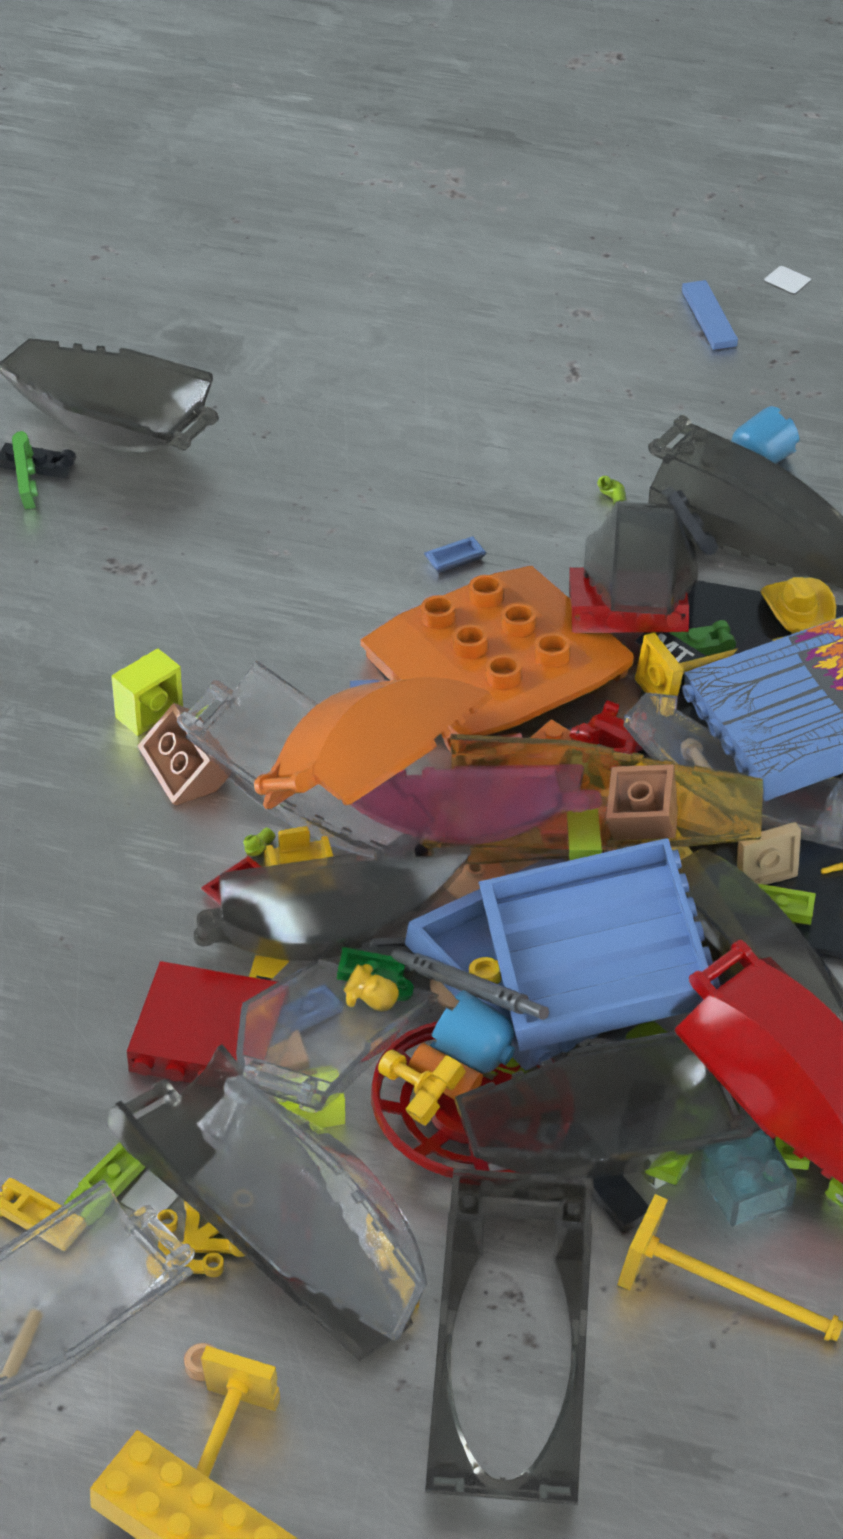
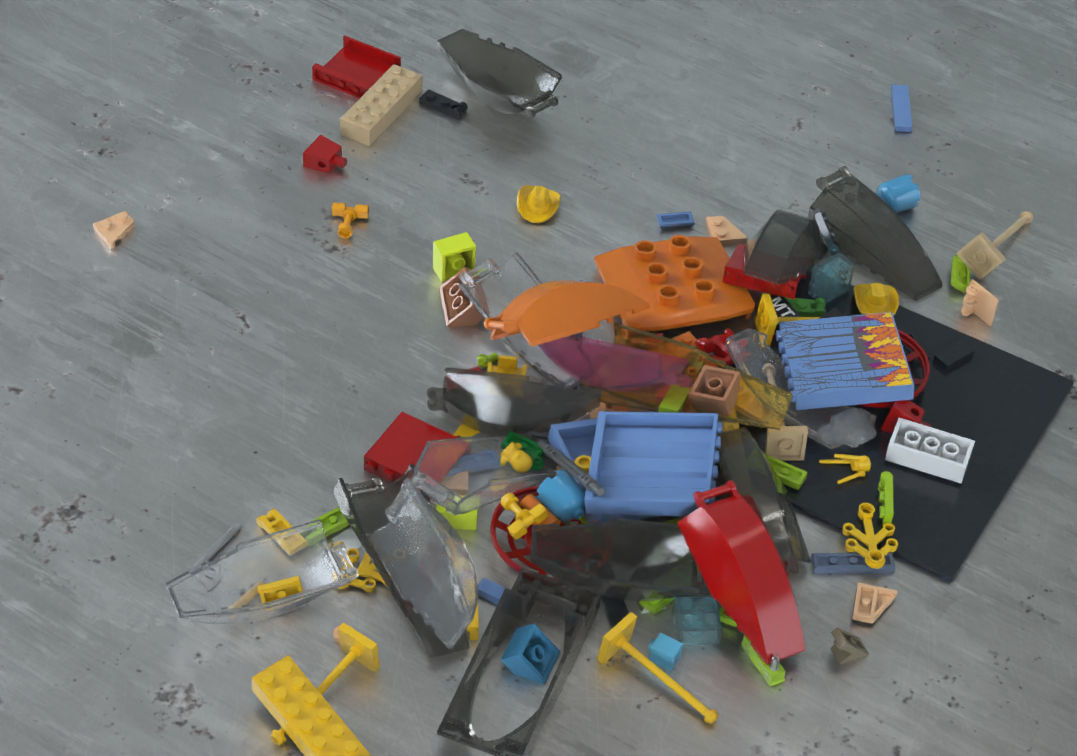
camera: 15 degrees right, 0 degrees up
(24, 469) = (432, 107): bright green plate -> none
(75, 1317) = (280, 589): none -> yellow brick
(240, 578) = (537, 203): none -> yellow hat
(426, 1221) = (490, 591): none -> medium blue tile
(514, 1307) = (530, 654): none -> dark azure slope
(528, 550) = (725, 231): none -> light nougat wing
(612, 488) = (790, 202): lime arm -> none
(720, 1241) = (665, 651): none -> medium azure brick
(726, 586) = (831, 278): none -> clear light blue brick
(787, 279) = (963, 96): white sticker -> none

